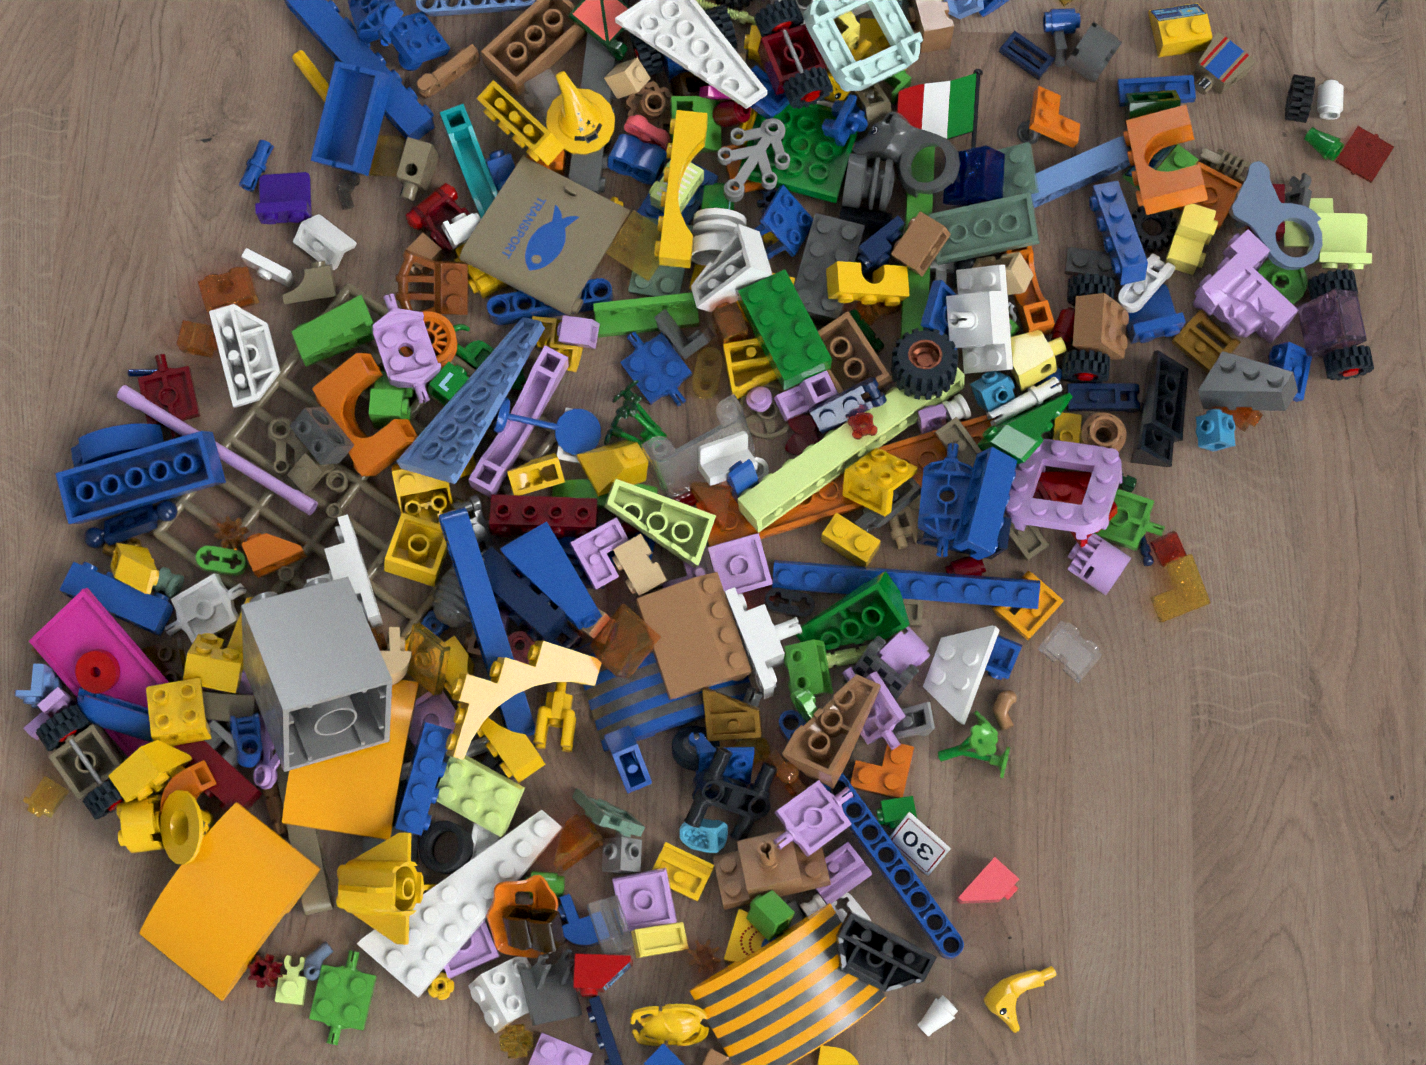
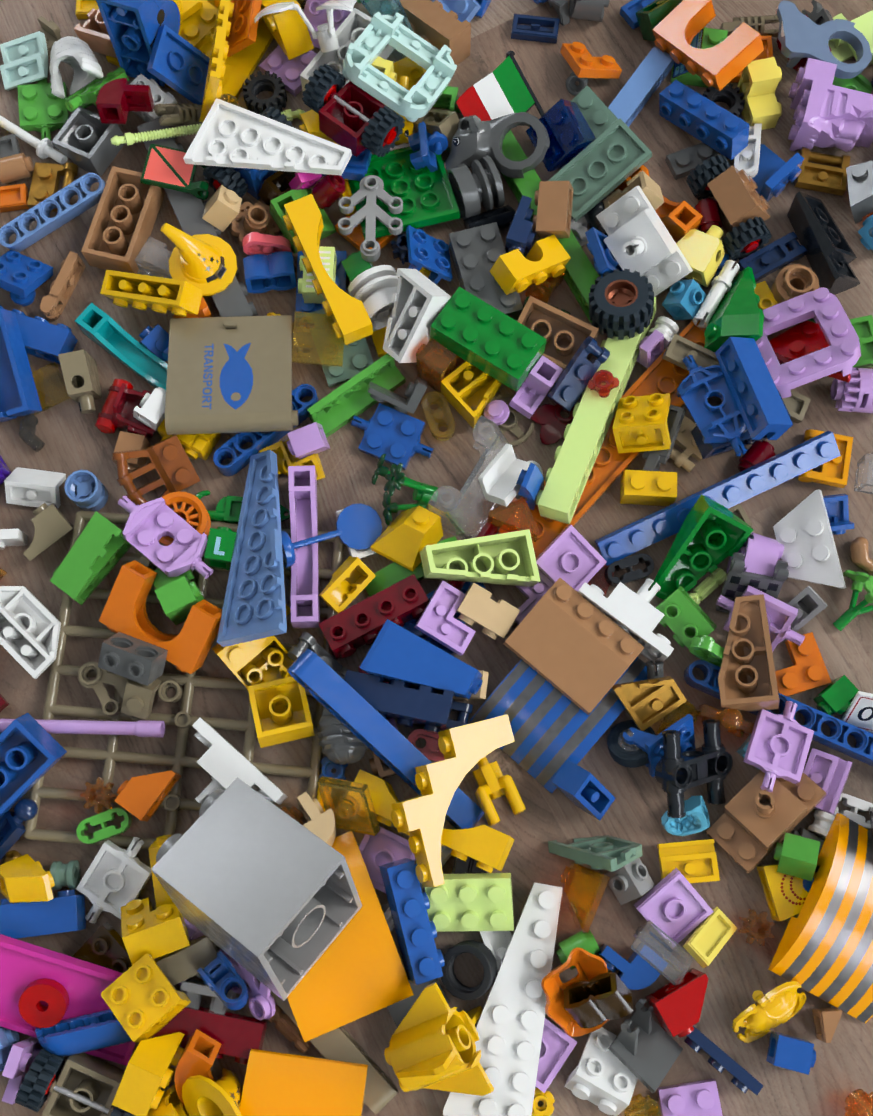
camera: 30 degrees left, 0 degrees up
(365, 269) = (86, 490): none -> medium blue wheel
(624, 642) = (516, 687): clear orange slope -> none

